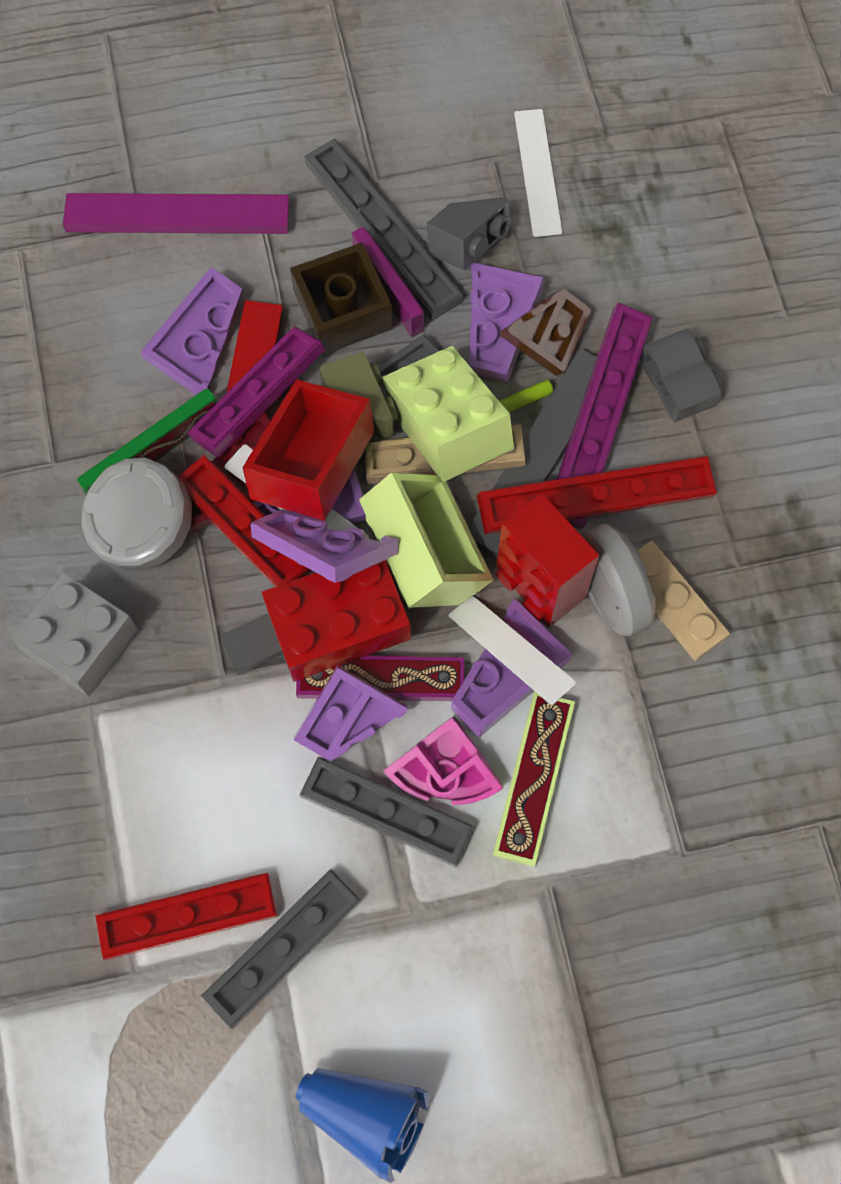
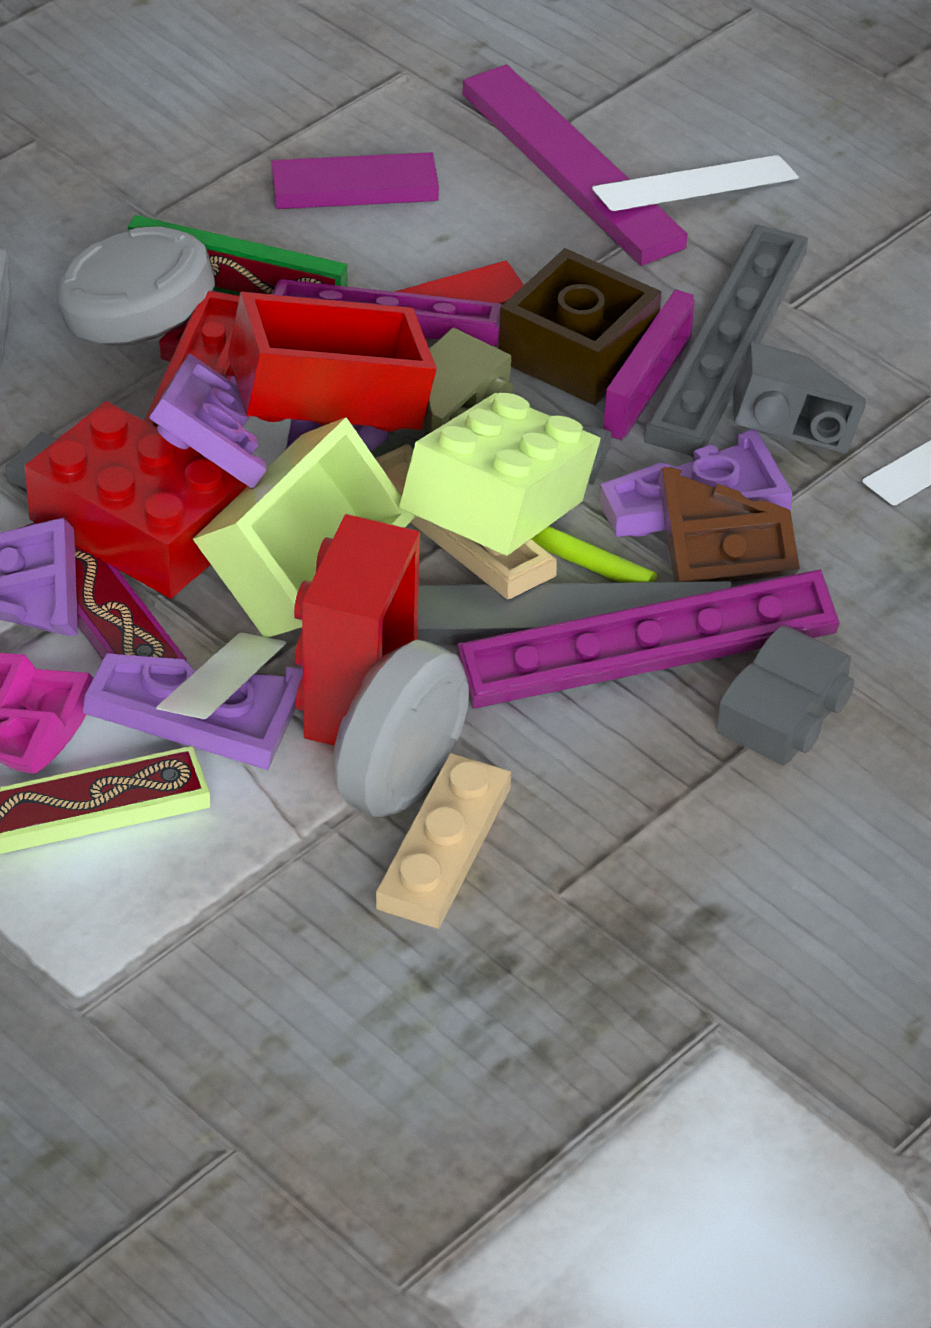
camera: 55 degrees right, 25 degrees down
(107, 337) = (354, 180): none -> magenta tile
(196, 333) = (425, 241): medium lavender wing -> none
(244, 164) = (694, 182): none -> white sticker
(604, 492) = (544, 694): red tile -> none

